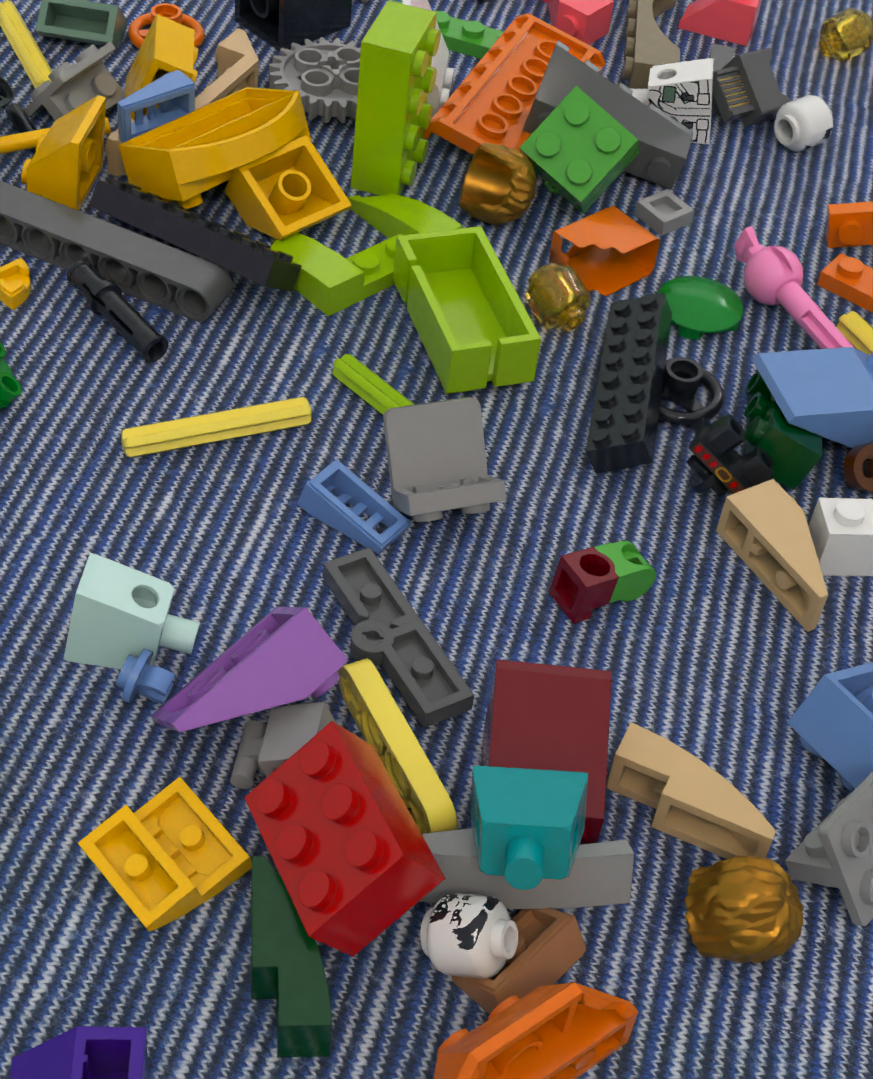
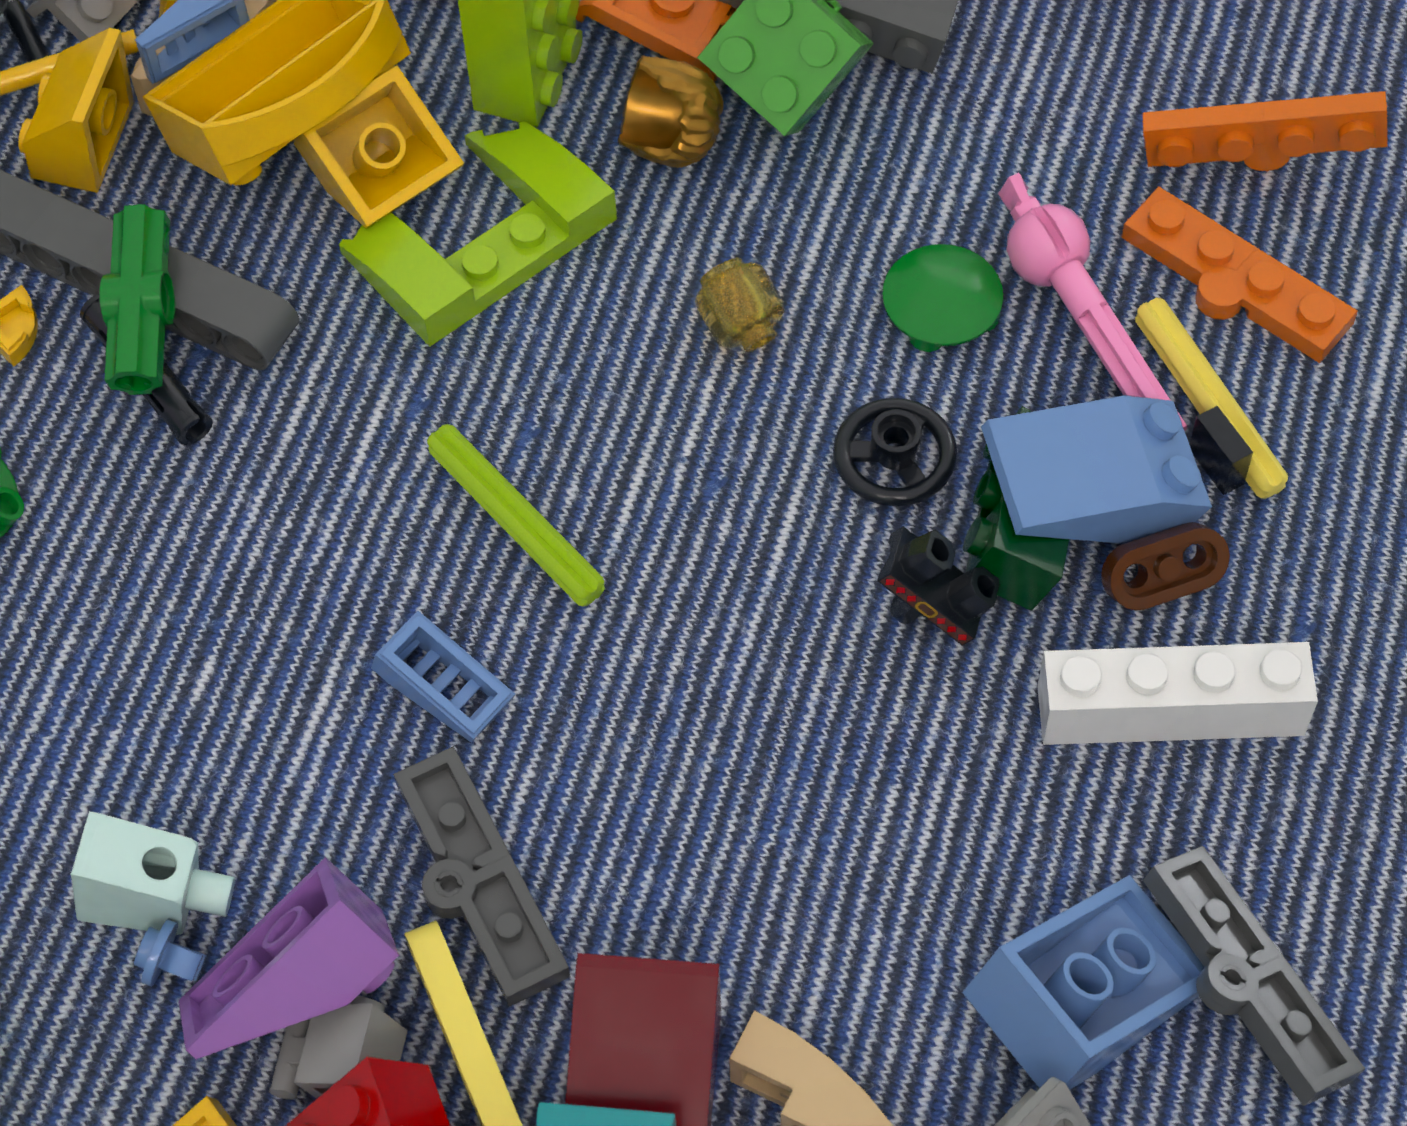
camera: 10 degrees right, 15 degrees up
(117, 256) = (137, 300): none -> green piece
(196, 234) = (251, 239): black piece -> none
(215, 427) = (271, 553): light yellow axle -> none
(439, 459) = (550, 609): light grey bracket -> none
(465, 309) = (605, 343): lime piece -> none
(600, 578) = (751, 776): dark red leg -> none
(609, 248) = (813, 215): orange piece -> none
(630, 384) = (823, 449): black piece -> none
(664, 212) = (913, 124): light grey tile -> none
(776, 544) = (983, 696): tan slope -> none

